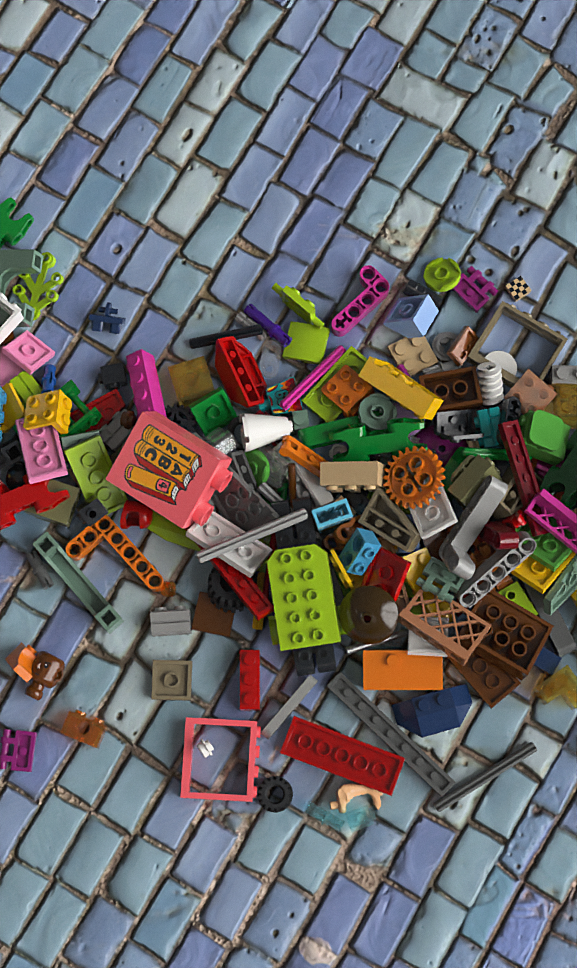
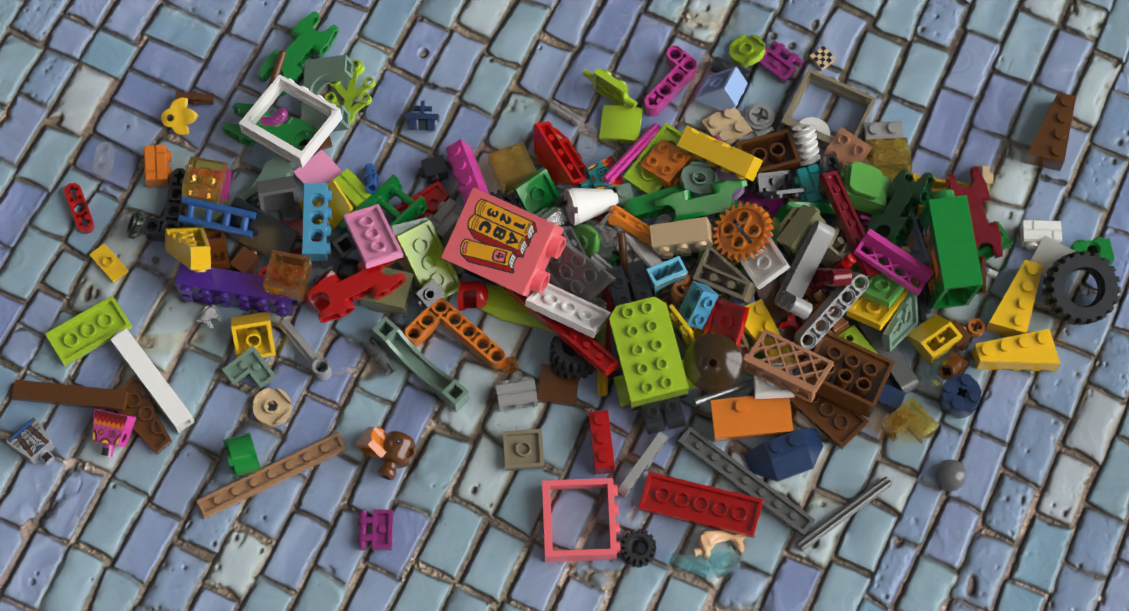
camera: 10 degrees left, 10 degrees down
(28, 352) = (347, 153): bright pink tile -> none
(48, 409) = (375, 200): yellow bracket -> none
(72, 728) = (448, 511): clear orange brick -> none
(128, 419) = (455, 205): reddish brown plate -> none
(205, 748) = (564, 506): white plate -> none
(239, 333) = (527, 128): black axle -> none
(252, 535) = (591, 297): light grey axle -> none
(270, 327) = (586, 113): dark purple pin -> none
(438, 572) = (782, 321): sand green plate -> none
(462, 345) = (774, 113): dark orange plate -> none

